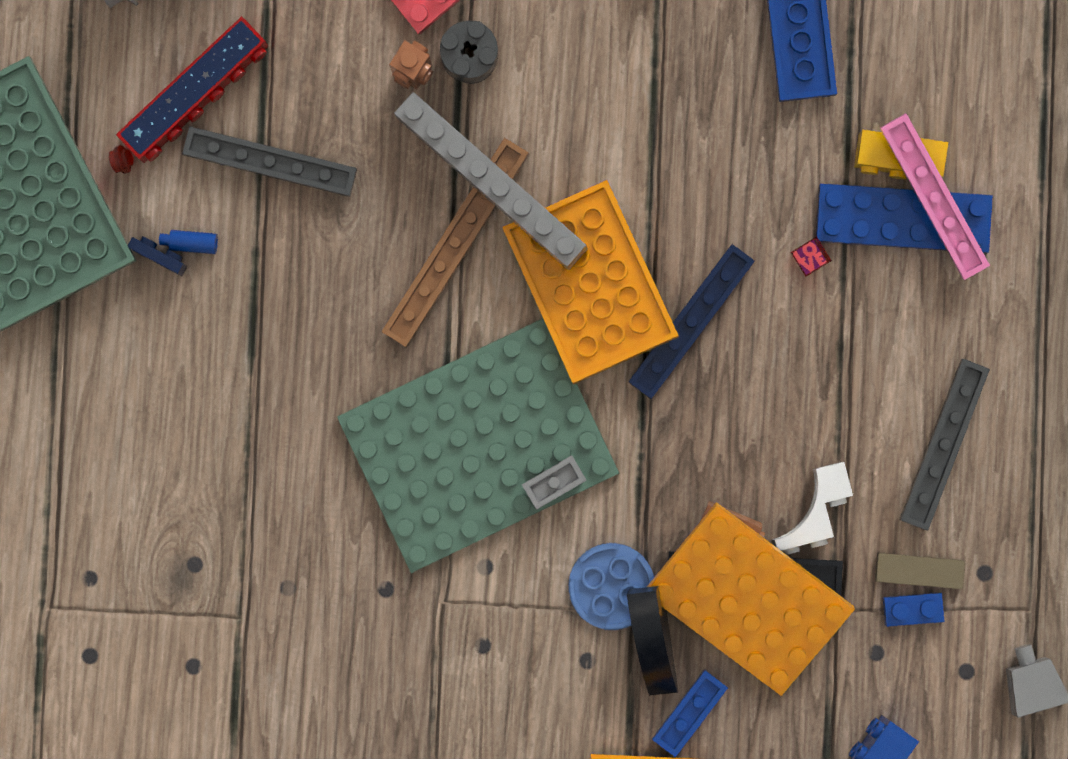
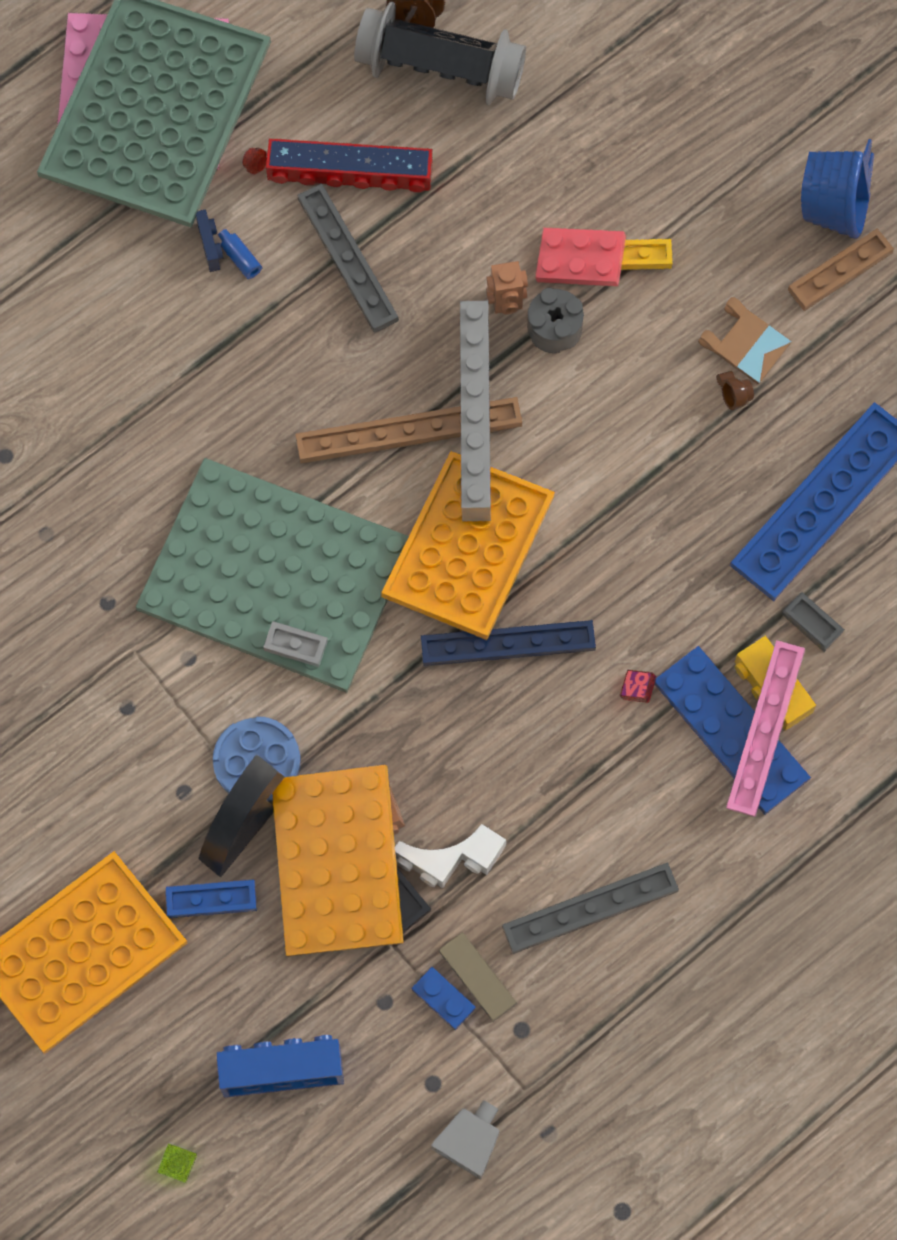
camera: 45 degrees right, 15 degrees down
(876, 81) = (812, 621): none -> dark grey tile

